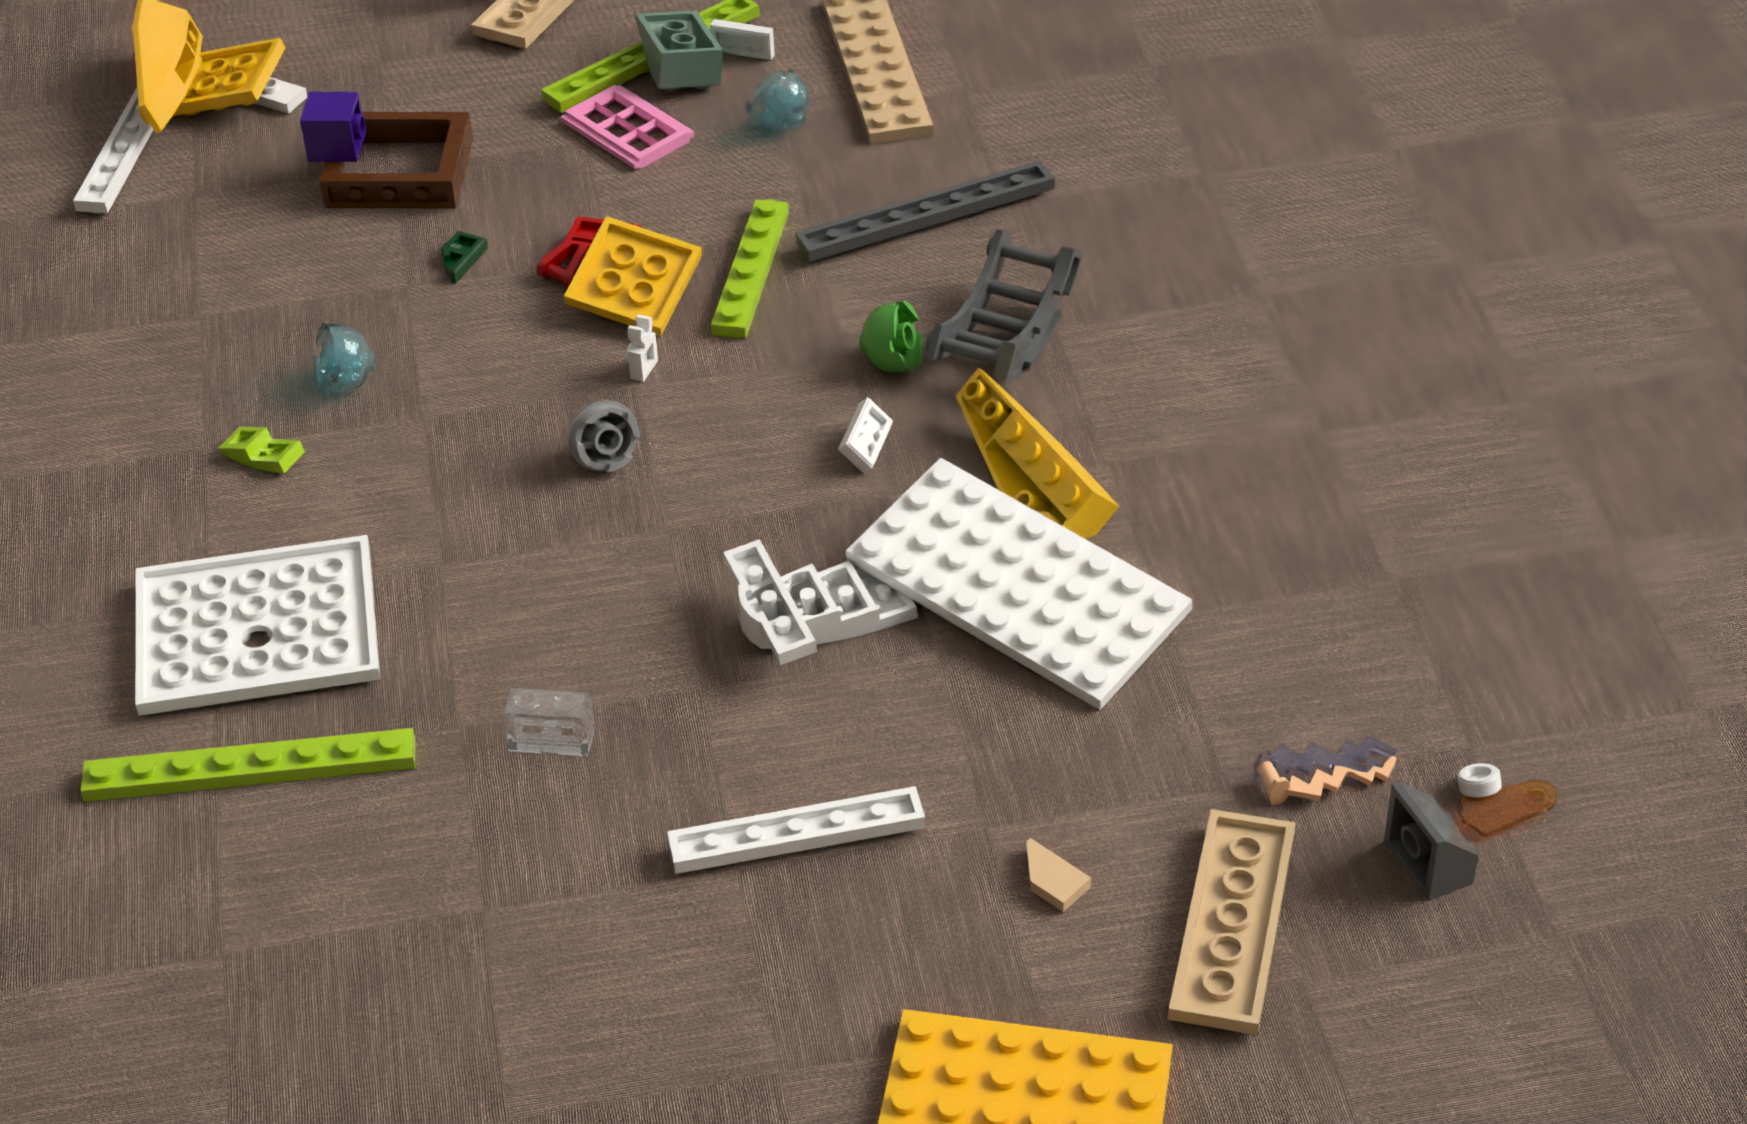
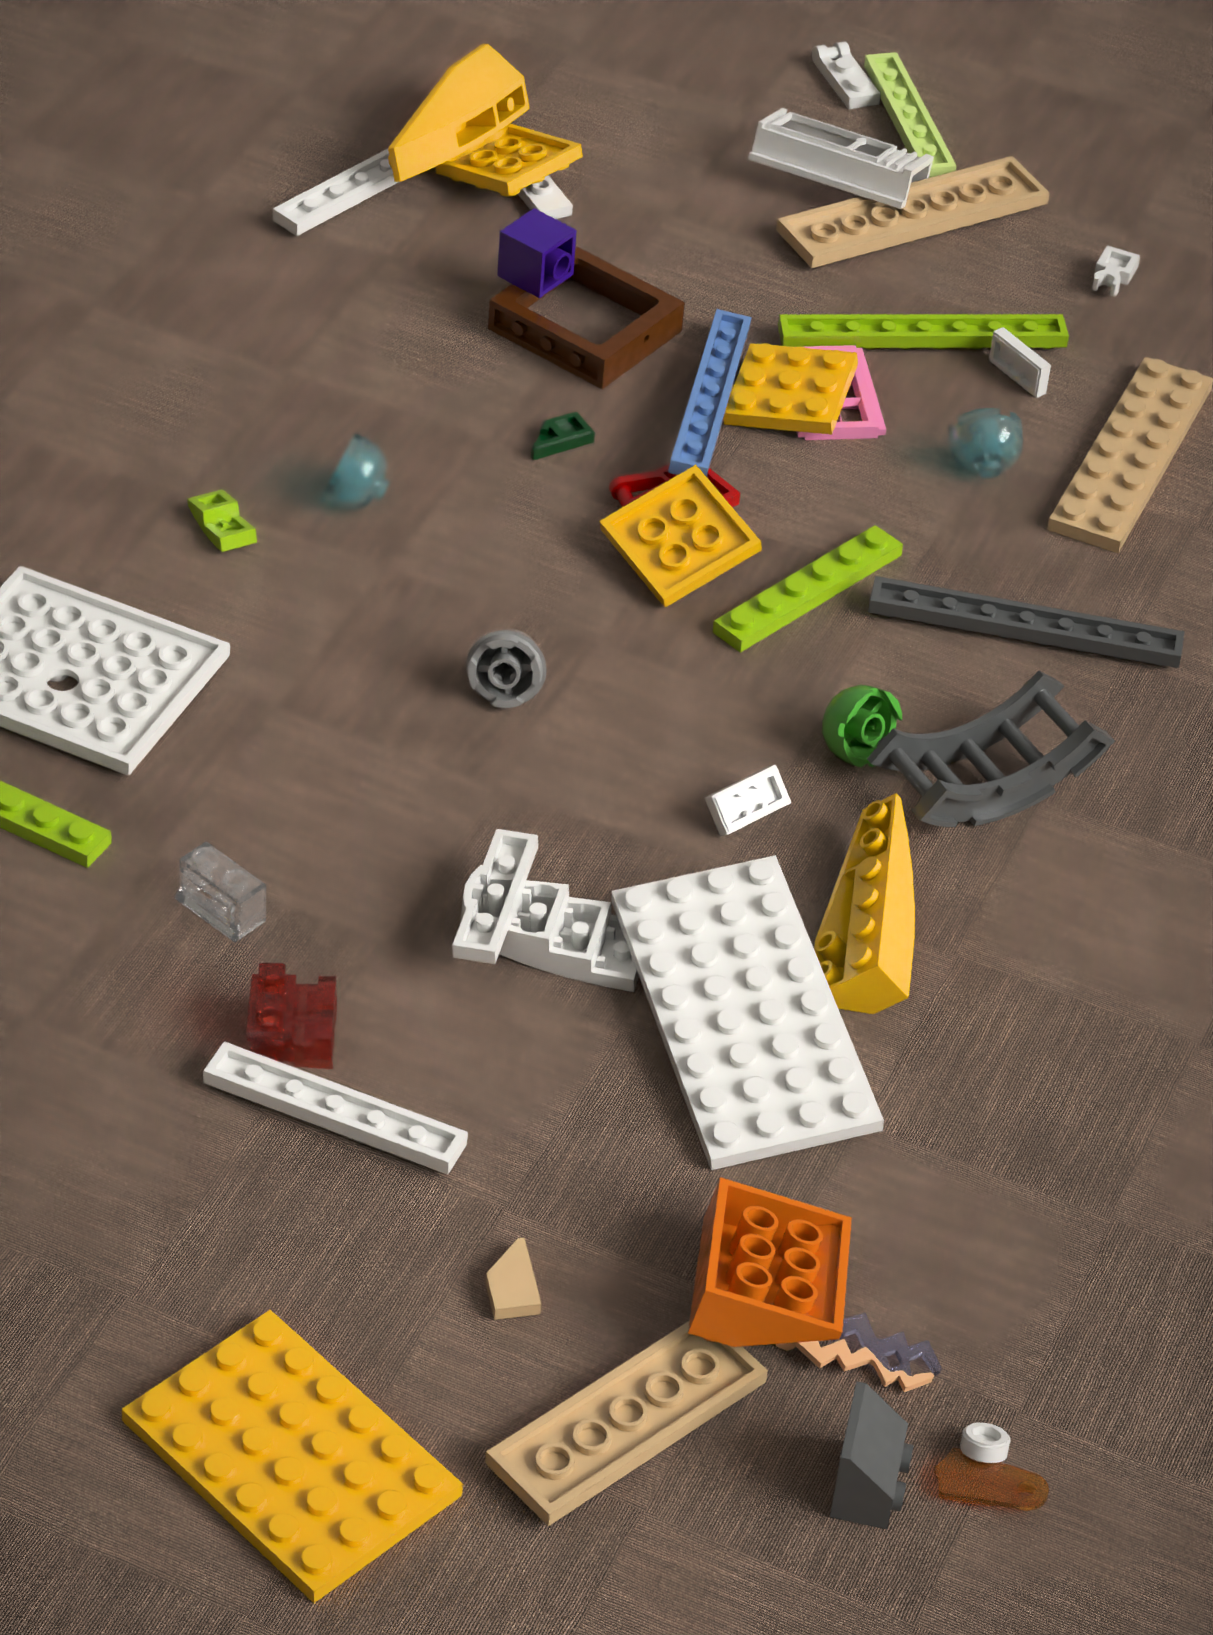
camera: 30 degrees right, 0 degrees up
(551, 167) = (710, 392): none -> medium blue plate
(601, 136) = (791, 388): none -> yellow plate
(642, 350) = (625, 610): white plate -> none
(680, 50) = (941, 340): sand green slope -> none
(703, 781) = (291, 1018): none -> clear red hips
(1232, 750) = (769, 1269): none -> orange slope

